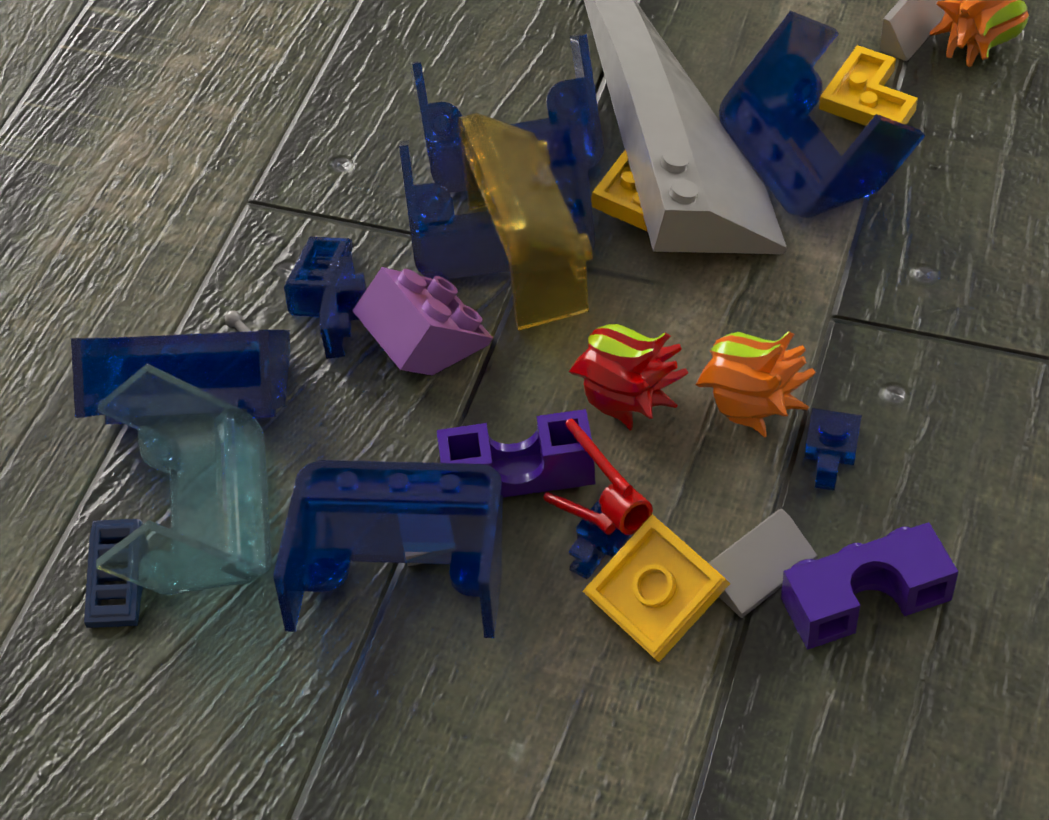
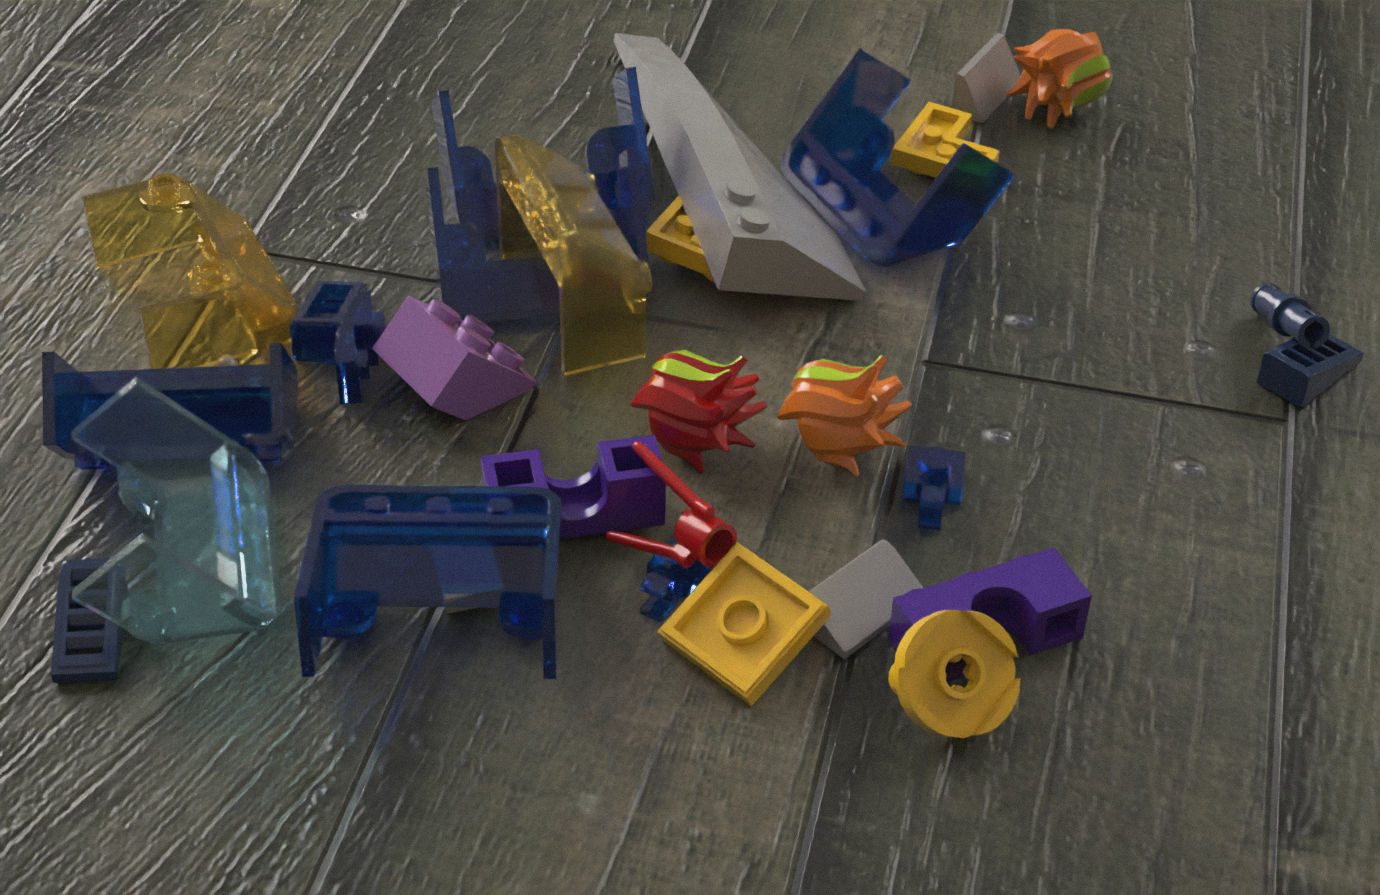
camera: 10 degrees left, 10 degrees down
(237, 265) = (233, 296): none -> clear yellow windscreen
(863, 642) = (921, 676): none -> yellow plate

